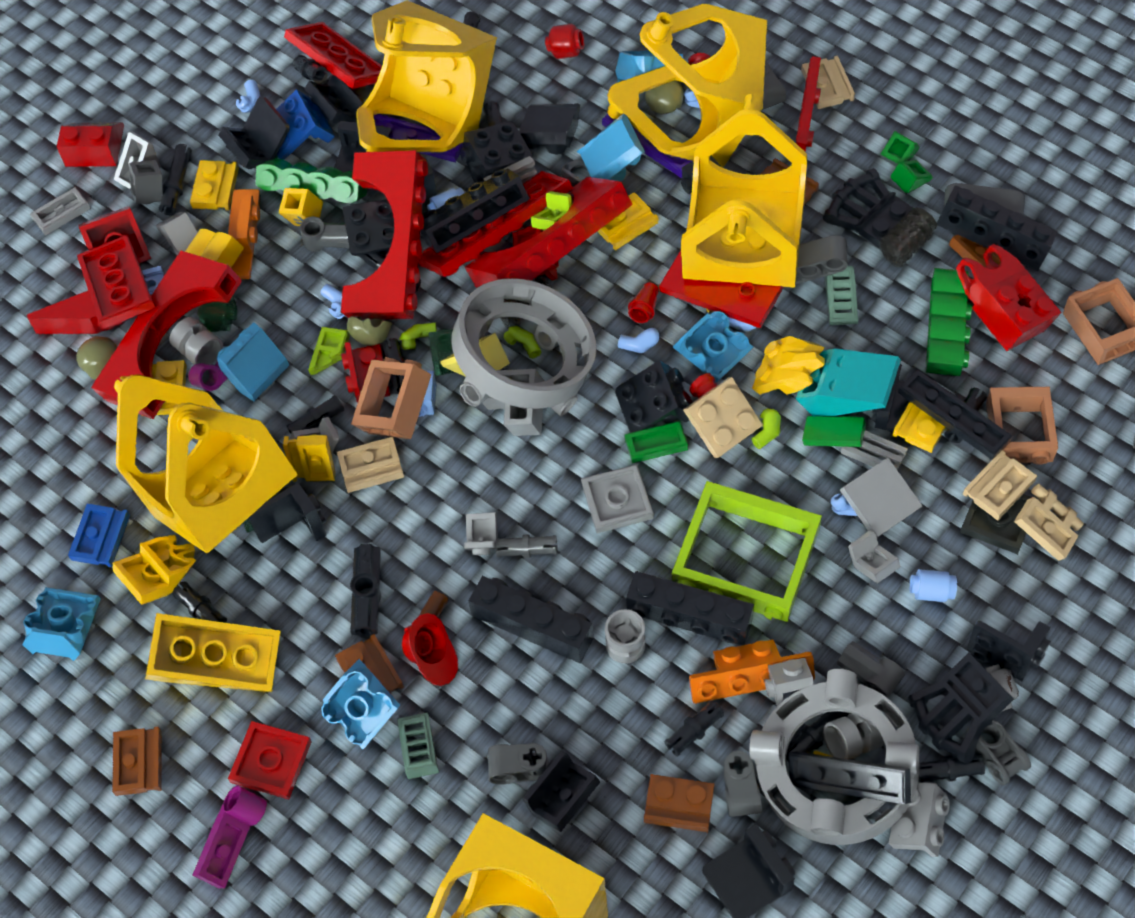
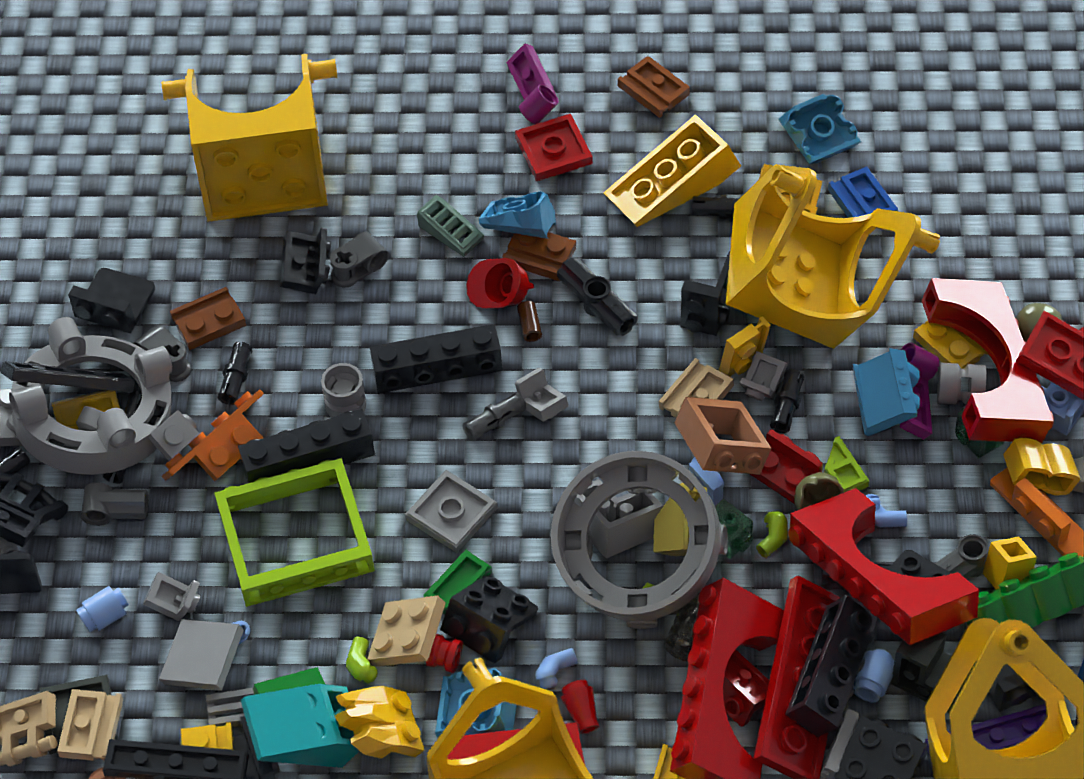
camera: 140 degrees right, 5 degrees down
(395, 353) = (763, 492): black pin -> none
(557, 206) = (742, 706): lime bracket -> none

